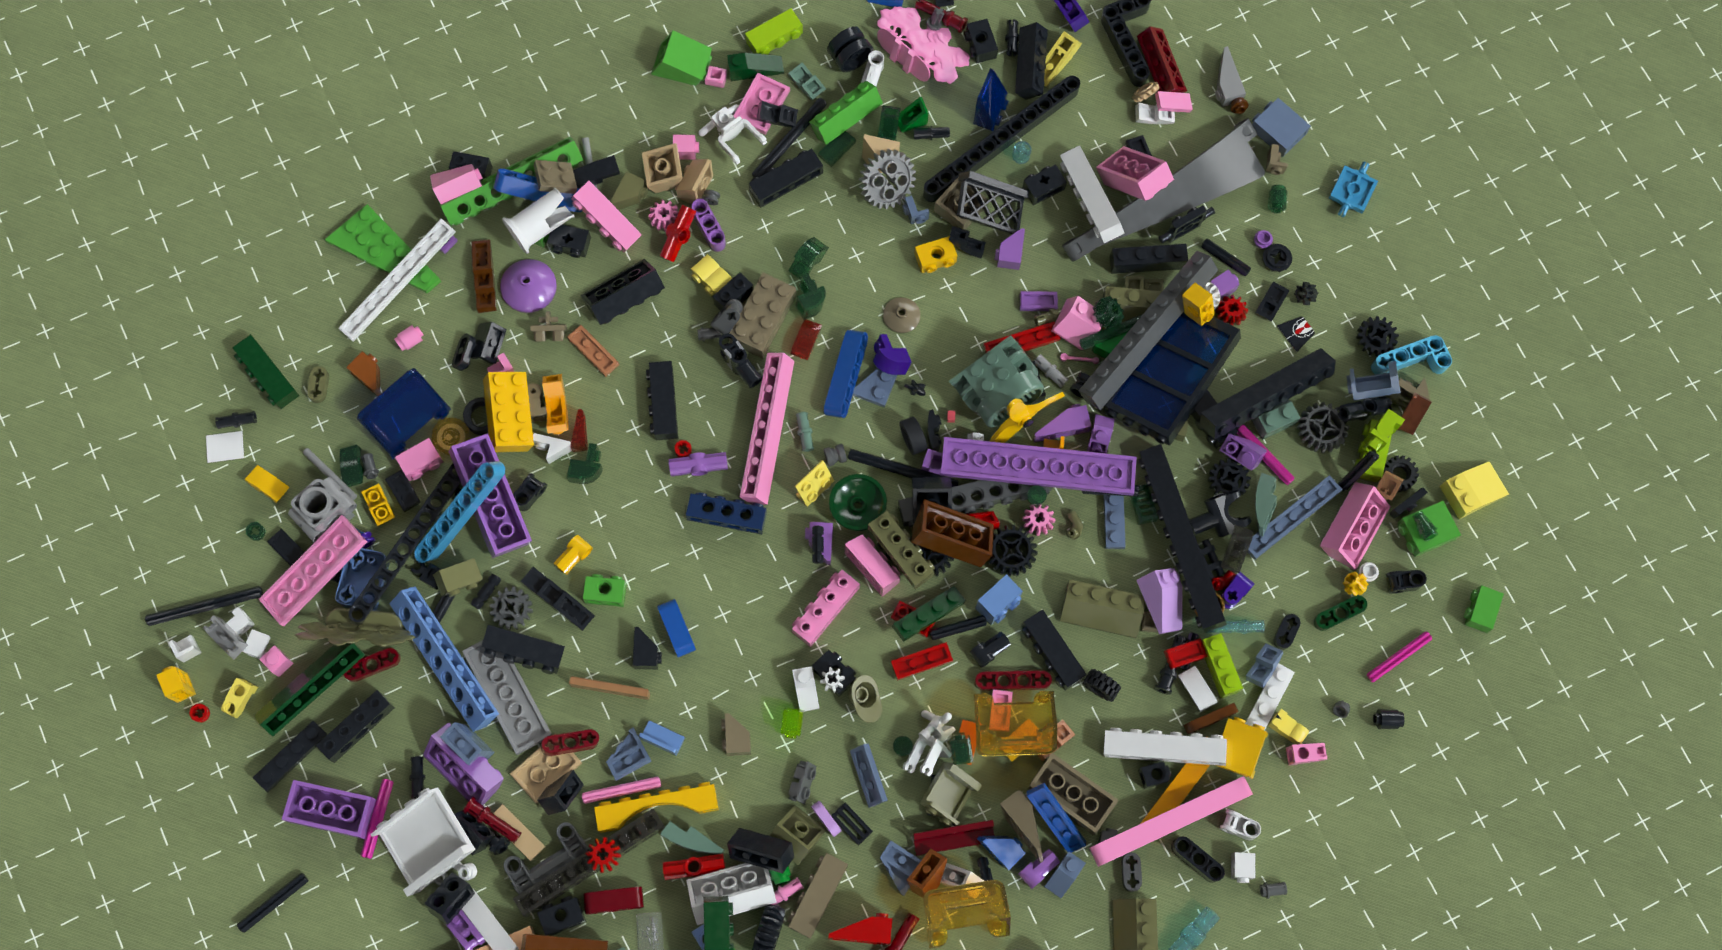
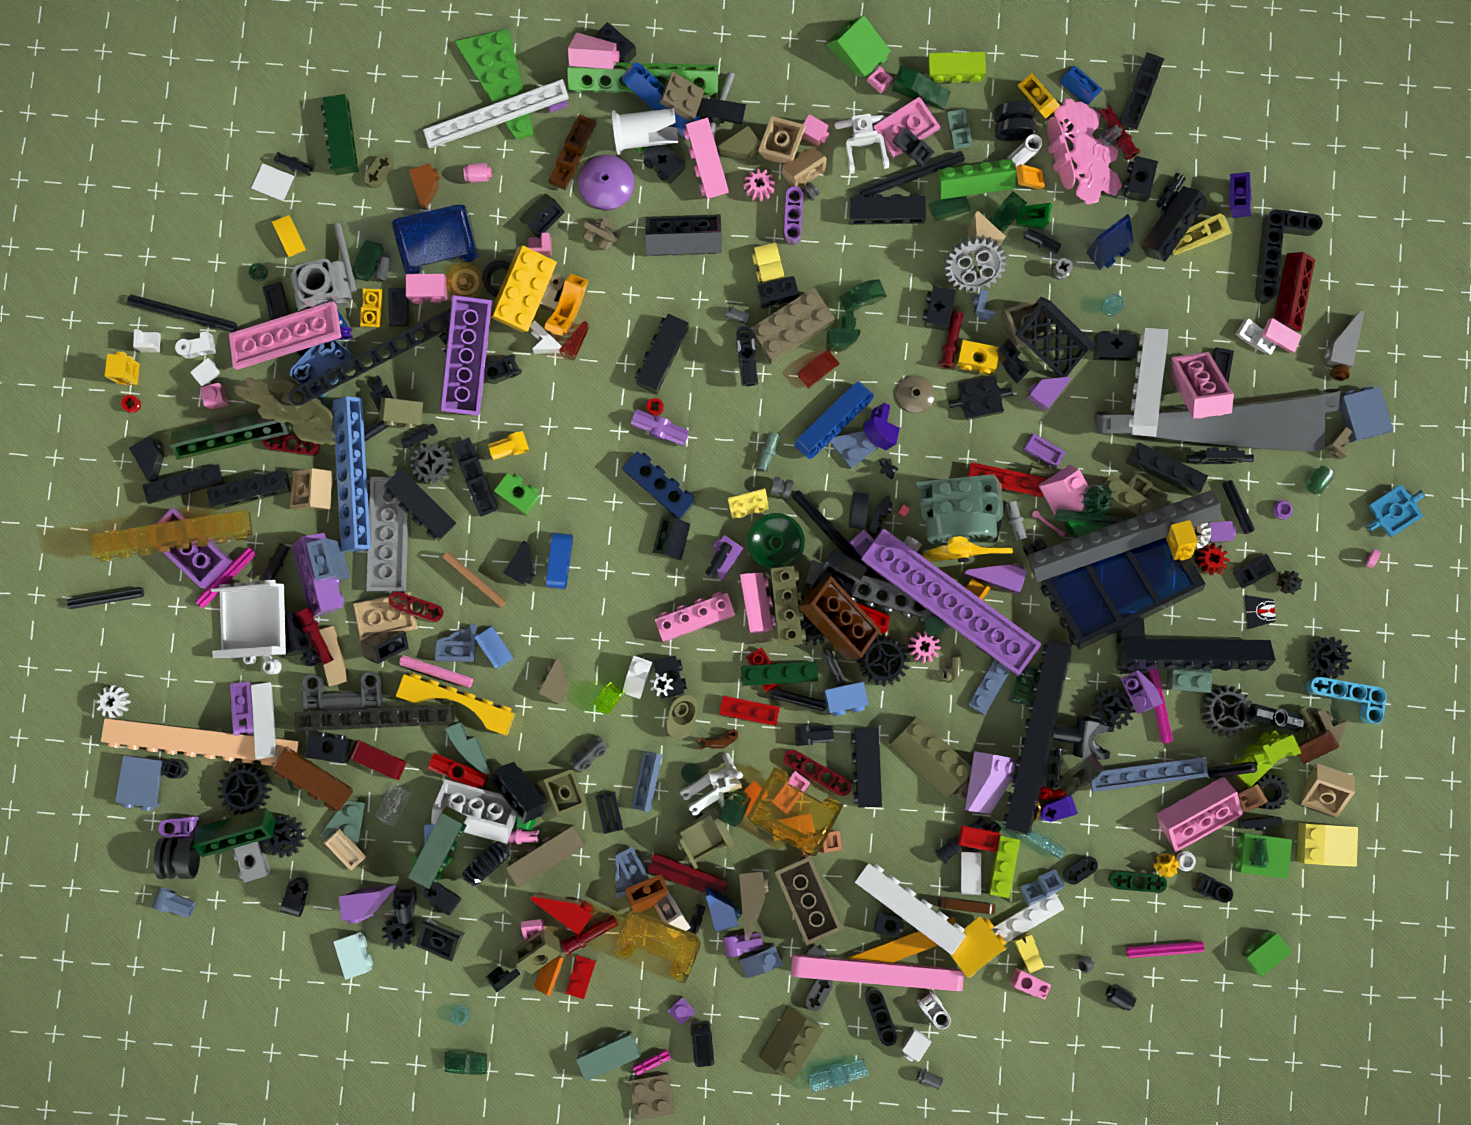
camera: 35 degrees right, 10 degrees up
(225, 637) = (182, 352): light grey hinge -> none
(238, 697) = (168, 408): light yellow leg -> none
(244, 749) = (149, 457): none -> black slope
(307, 803) = (171, 535): none -> clear yellow brick
(413, 694) = (311, 489): none -> tan slope
(451, 520) = (430, 356): dark azure beam -> none
(452, 900) = (247, 684): black brick -> none
(463, 352) = (516, 212): black plate -> none
(586, 471) = (561, 379): clear green brick -> none
(593, 350) = (628, 273): nougat tile -> none
(608, 849) = (393, 719): red gear -> none
(677, 233) = (761, 208): red piece -> none
(727, 317) = (759, 311): dark grey piece -> none
(763, 552) = (671, 537): none -> black panel
(767, 428) = (736, 430): bright pink brick -> none
(826, 818) = (590, 796): lavender beam -> none
(852, 16) = (1038, 95): none -> yellow brick
(878, 223) = (944, 298): none -> black brick
(889, 86) = (1030, 176): none -> light orange tile
(908, 261) = (949, 349): none -> dark red pin
(913, 704) = (720, 743): none -> reddish brown arm
(958, 287) = (980, 397): none -> black plate
(962, 144) = (1064, 263): none -> light grey bush
(971, 581) = (833, 667): none -> dark grey axle
(1006, 131) = (1111, 278): black beam -> none
(1056, 818) = (780, 913): blue plate -> none
(1100, 434) = (1023, 604): medium lavender slope -> none
(1102, 685) = (889, 823): black tyre -> none
(1145, 91) = (1261, 311): tan gear -> none
(1265, 502) = (1132, 747): sand green slope -> none
(1285, 255) = (1292, 537): black gear -> none
(1359, 237) = (1372, 558): none -> bright pink tile
(1374, 385) = (1297, 702): sand blue panel -> none
(1446, 444) = (1328, 790): none -> tan slope

